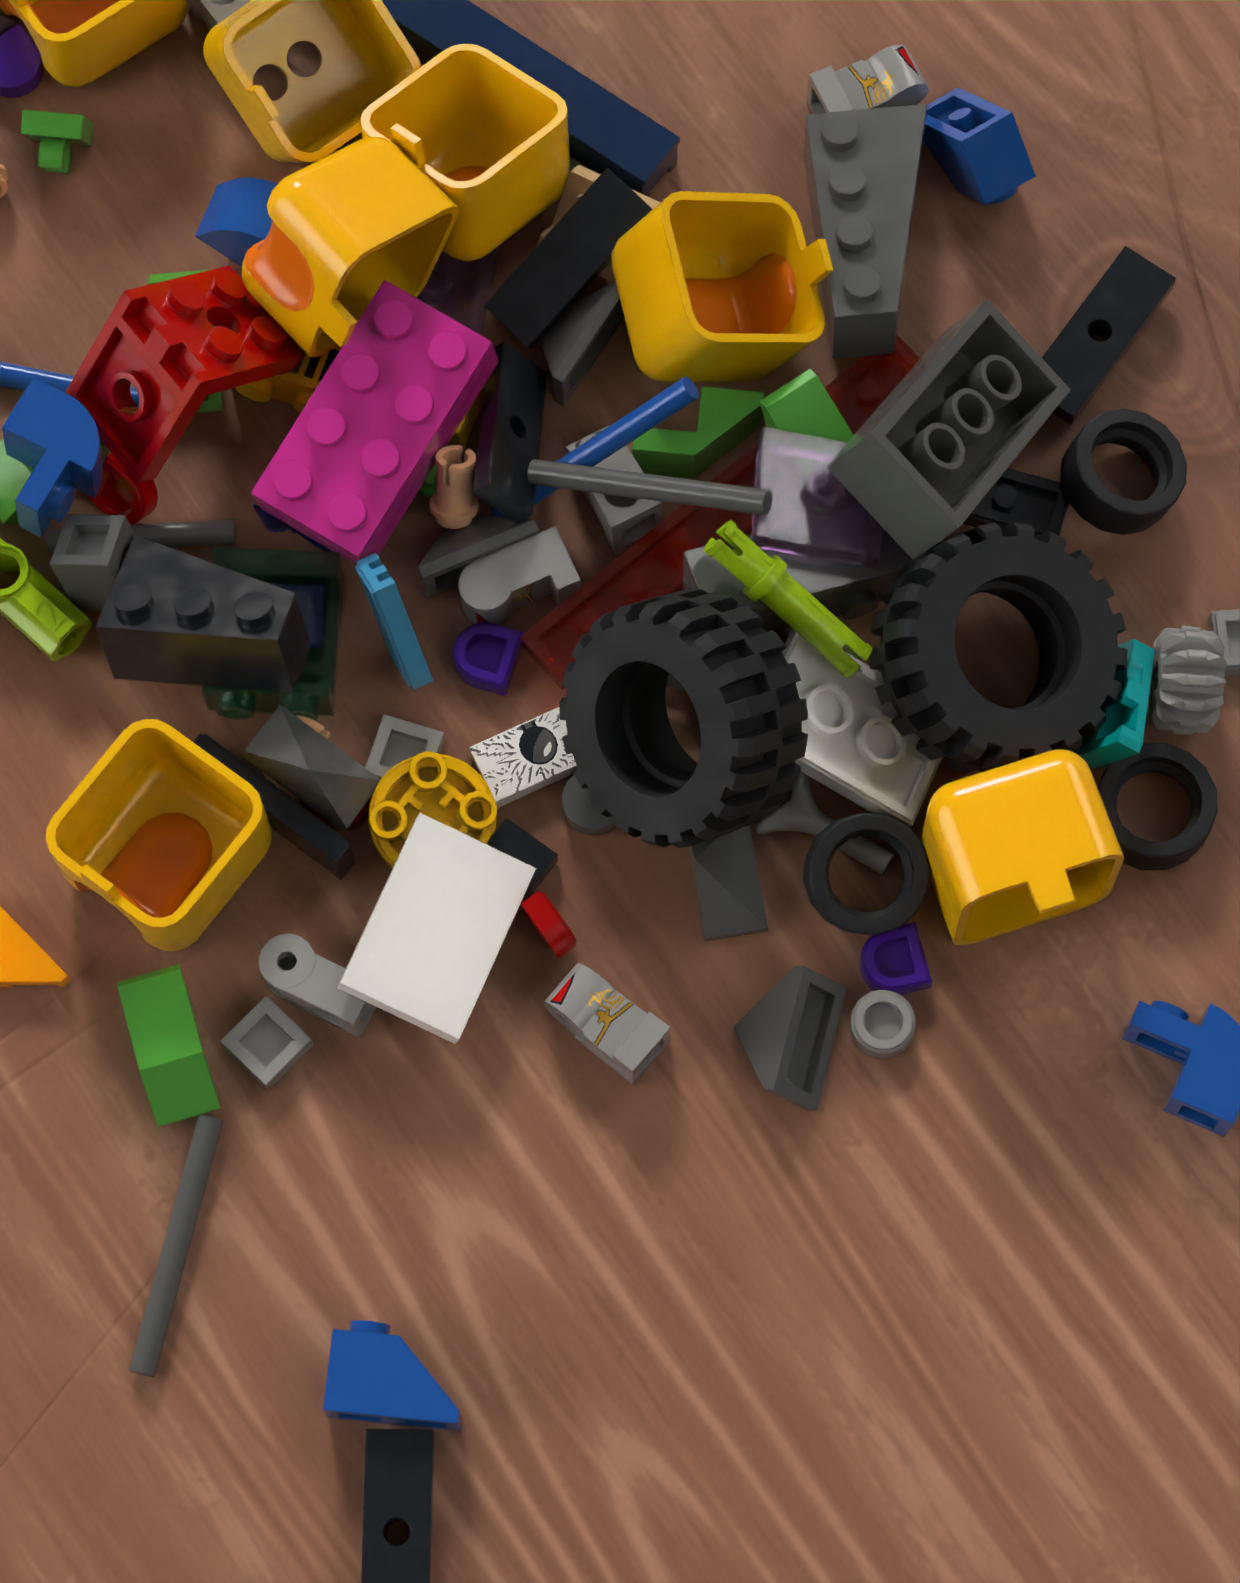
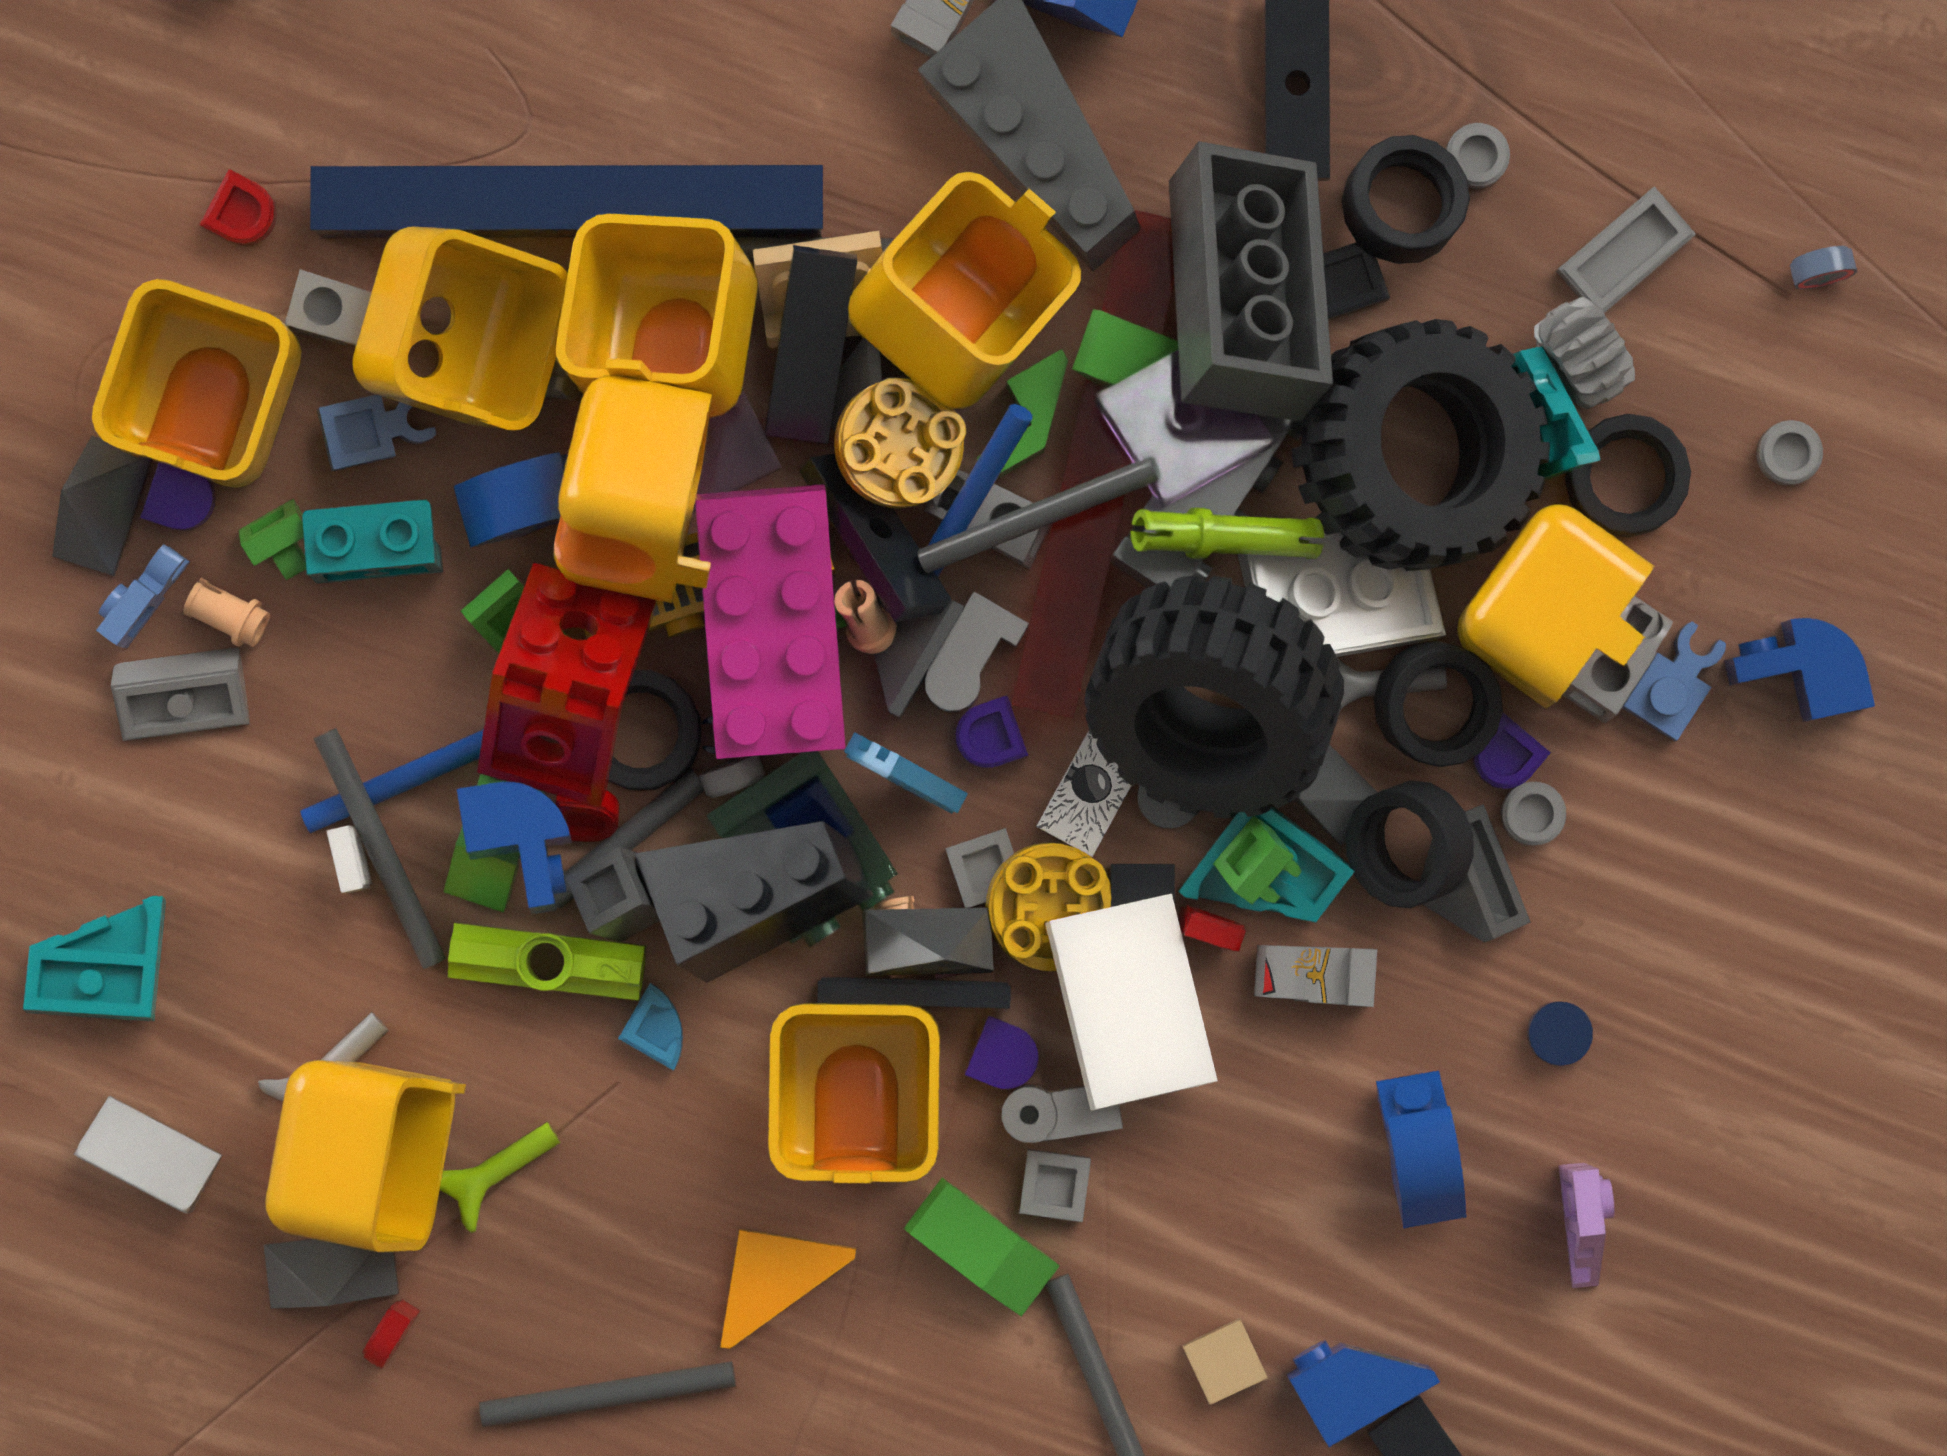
camera: 35 degrees left, 15 degrees up
(50, 695) = (655, 1028): none -> dark azure tile
(120, 181) = (370, 542): none -> teal bracket
(184, 105) = (363, 432): none -> medium blue plate
(222, 504) = (688, 735): none -> black tyre
(259, 536) = (732, 775): none -> light grey tile
(294, 1286) = (1224, 1361): none -> tan tile
(305, 908) = (1003, 1055): none -> dark purple tile
(580, 372) = (898, 444): none -> yellow tile
(586, 1225) = (1422, 1149): none -> blue brick
(623, 883) = (1255, 861): none -> bright green tile
(632, 909) = (1301, 897): none -> teal wing
(689, 1365) = (1586, 1204): none -> lavender wing
(774, 1217) = (1559, 1033): none -> dark blue tile
(790, 985) = (1371, 858): none -> black tyre
(1039, 944) = (1605, 684): none -> light grey leg
(1070, 1006) = (1670, 689): none -> medium blue plate
(1208, 487) = (1480, 153): none -> light grey tile

